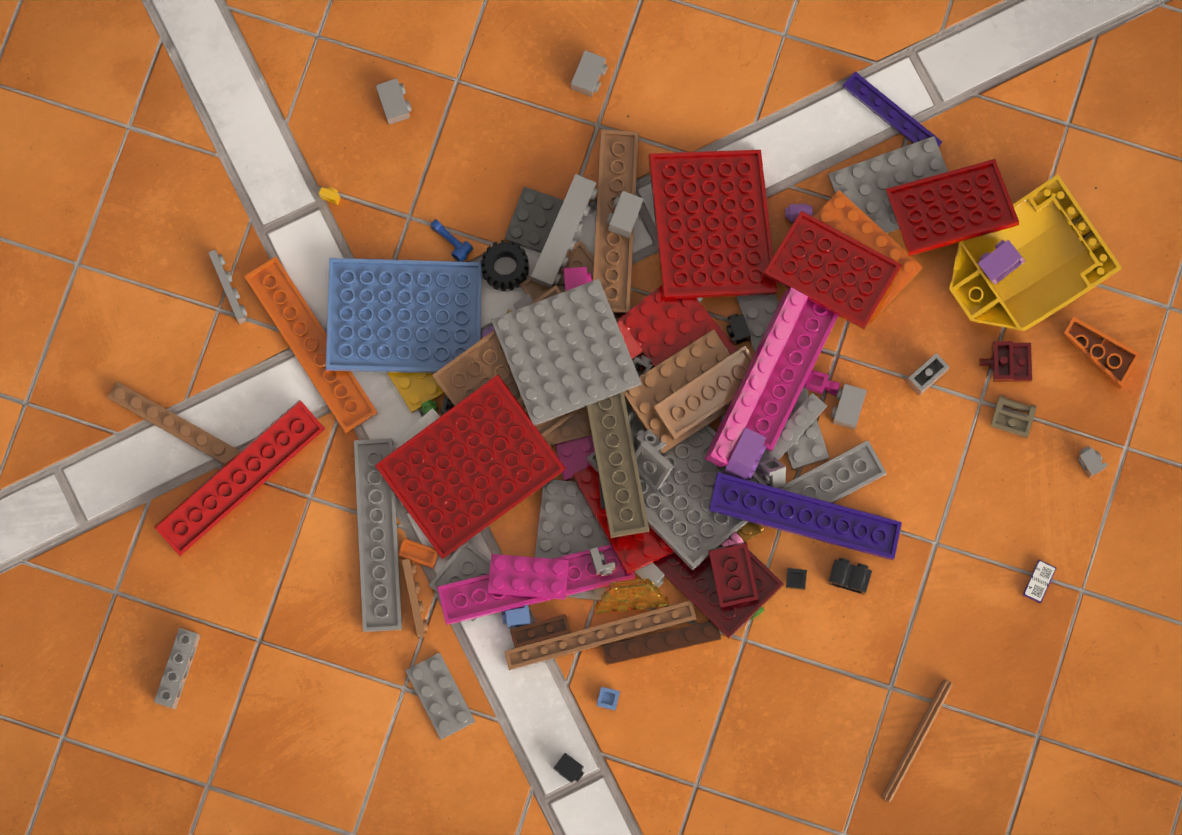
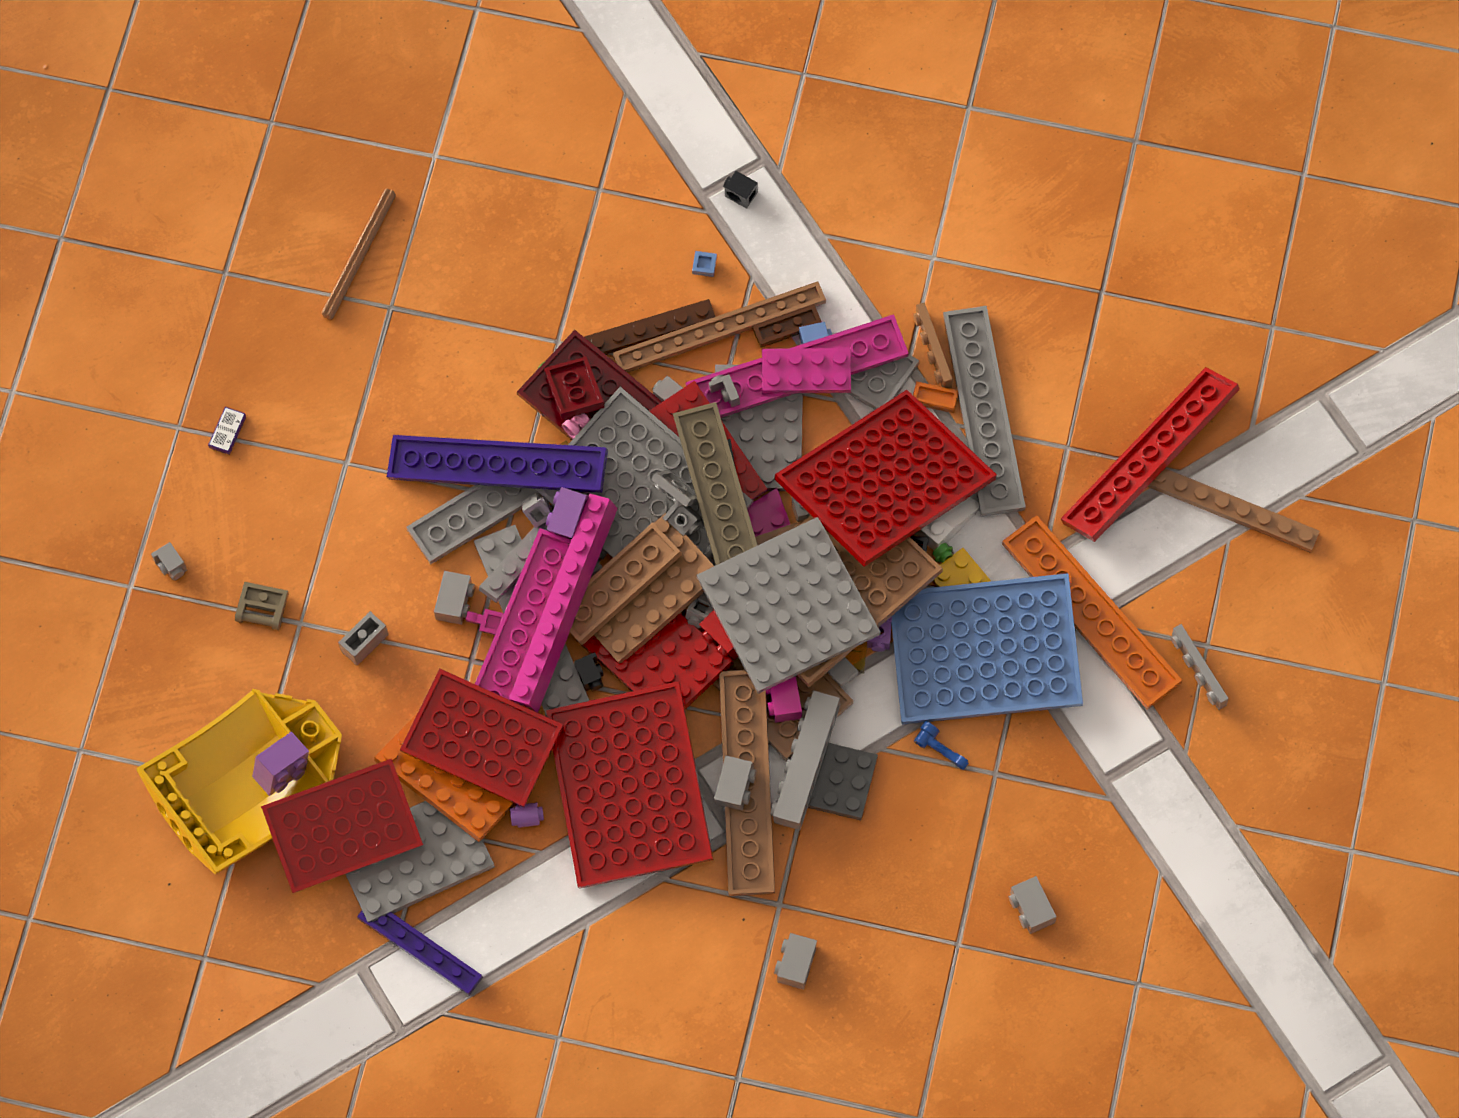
camera: 175 degrees right, 10 degrees down
(177, 669) = (1188, 248): light grey brick -> none
(330, 195) = (1093, 785): yellow plate -> none
(440, 696) = (891, 252): light grey plate -> none
(505, 250) = (872, 701): black tyre -> none
(630, 596) = (679, 366): clear yellow wing -> none
(796, 578) = (503, 406): black plate -> none
(849, 576) = (442, 413): black brick -> none
(1010, 362) = (267, 665): dark red plate -> none
(1105, 352) = (159, 685): orange wedge -> none

